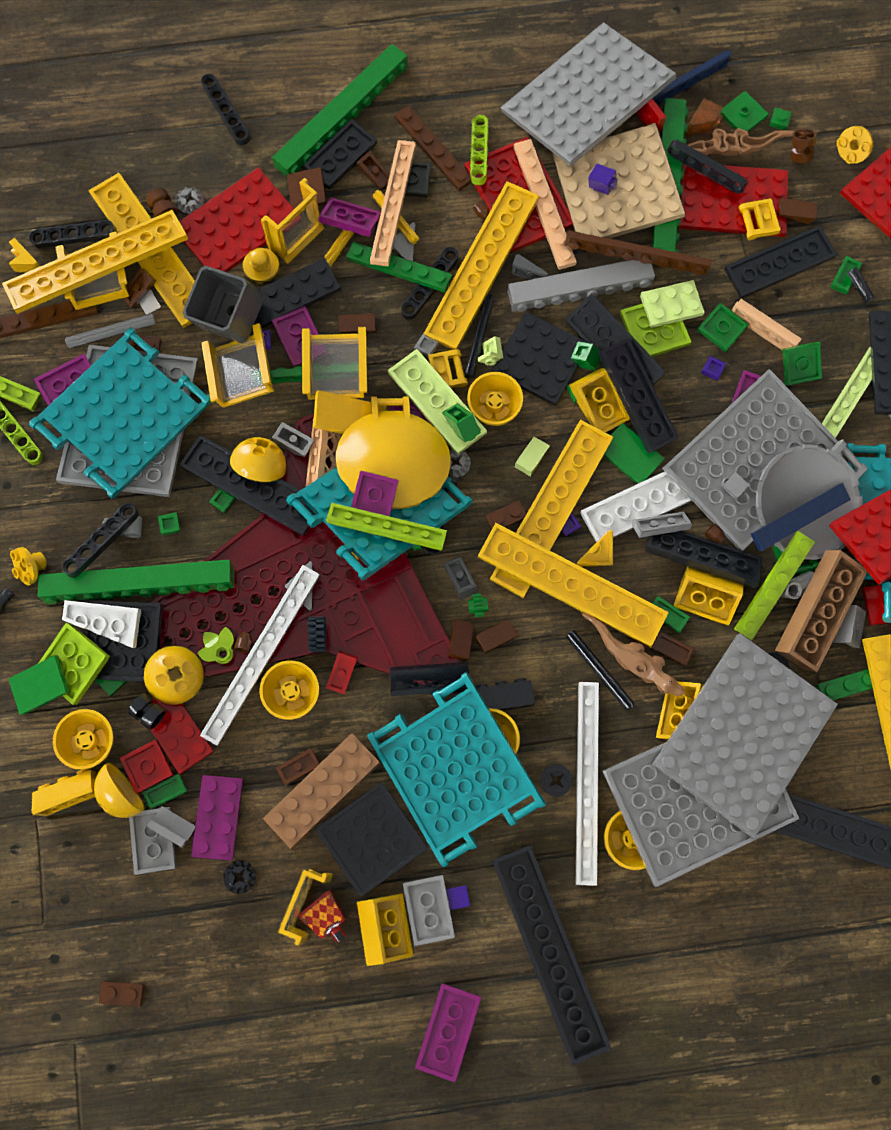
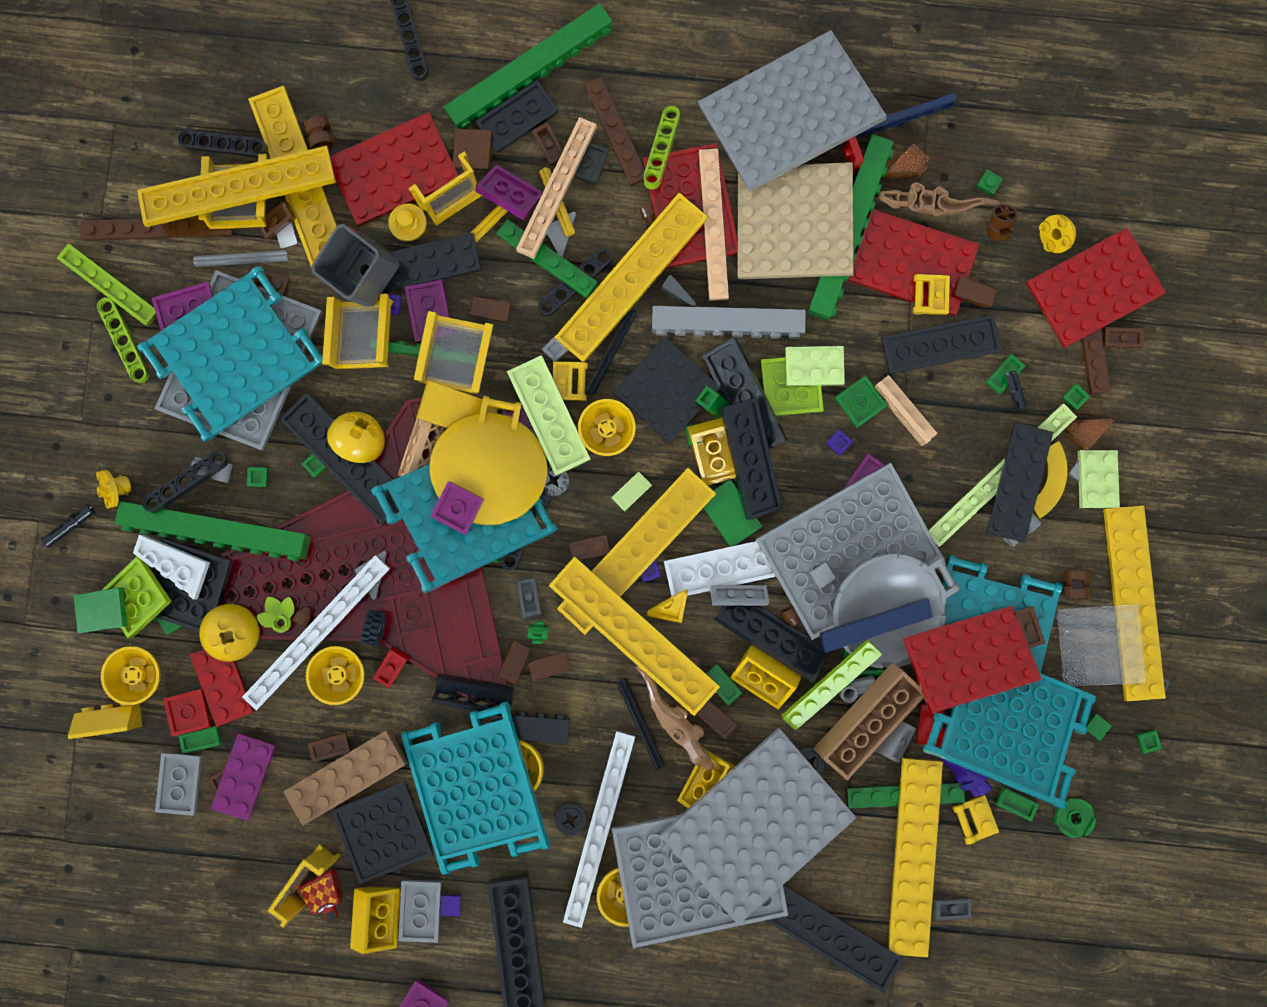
camera: 15 degrees right, 10 degrees up
(24, 261) = (169, 161): yellow slope -> none
(116, 793) = (152, 735): yellow piece -> none
(121, 993) = (122, 916): reddish brown plate -> none
(149, 713) = (196, 663): black wheel -> none
(171, 827) = (197, 778): light grey panel -> none
(192, 205) = (352, 139): light grey gear -> none
(238, 867) = (261, 838): black gear -> none
(299, 442) = (402, 428): light grey slope -> none
(386, 526) = (460, 543): lime plate -> none
(462, 422) = (565, 446): green slope -> none
(492, 351) = (619, 373): yellowish green bracket -> none
(602, 179) = (779, 214): dark purple brick -> none
(637, 252) = (798, 308): reddish brown plate -> none
(714, 169) = (893, 224): black beam -> none
(744, 113) = (952, 167): green plate -> none
(802, 363) = (929, 461): green plate -> none

